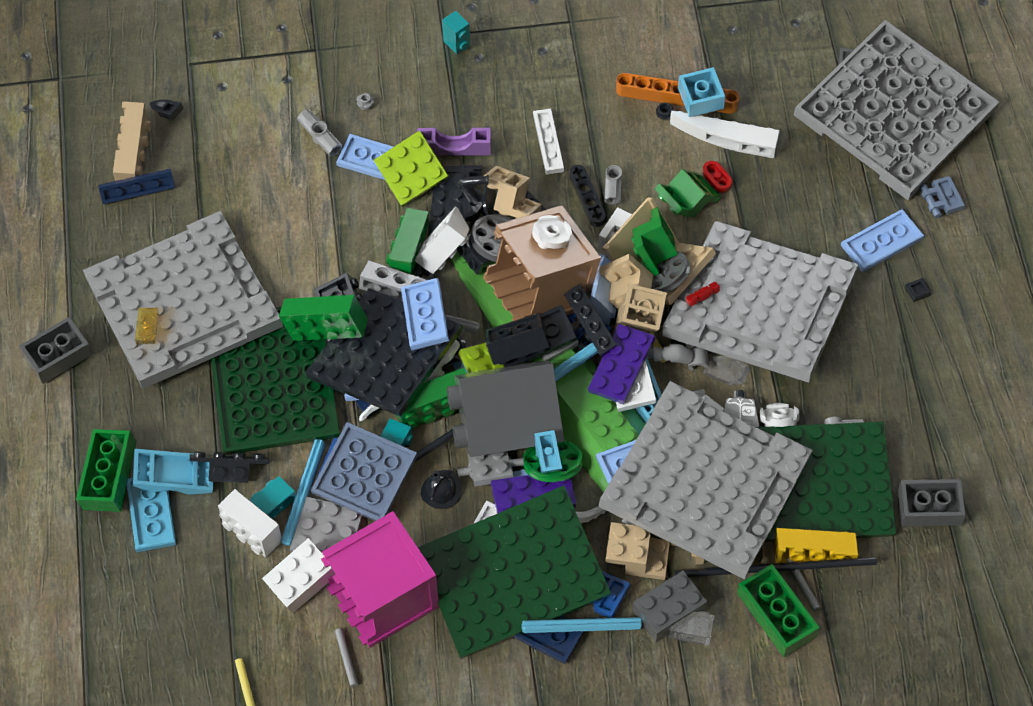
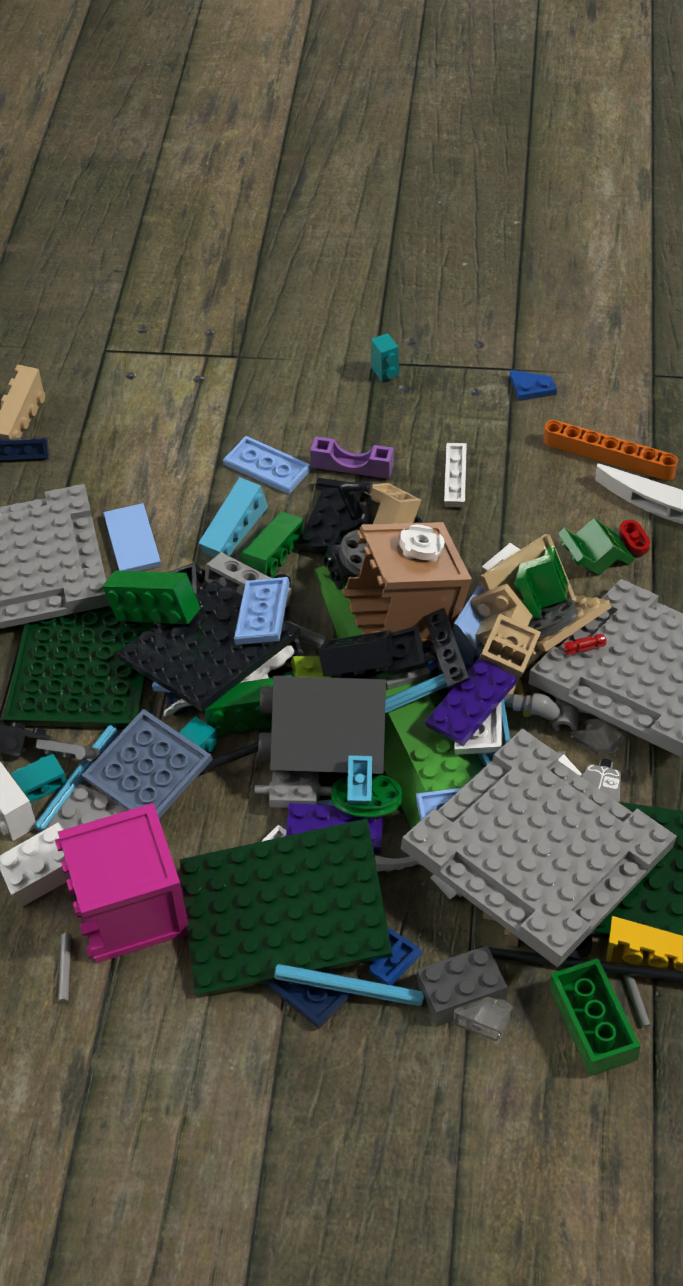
camera: 15 degrees right, 10 degrees down
(167, 108) = (66, 385): black plate -> none
(278, 256) = (132, 538): none -> light blue tile
(290, 469) = (68, 750): none -> dark grey plate
(319, 132) = (214, 429): light grey piece -> none
(365, 105) = (271, 409): light grey plate -> none
(366, 224) = (234, 519): none -> medium azure wedge
(411, 168) = (297, 475): lime plate -> none
(441, 489) = (232, 804): black helmet -> none
(443, 242) = (308, 548): white slope -> none
(587, 195) = (480, 534): black beam -> none
(593, 36) = (532, 385): none -> blue wing
(613, 185) = (515, 525): light grey piece -> none
(636, 550) = (439, 914): tan bracket -> none
(664, 107) = (589, 465): black plate -> none
(701, 92) = (634, 447): medium azure brick -> none
(779, 415) = (647, 794): white plate -> none

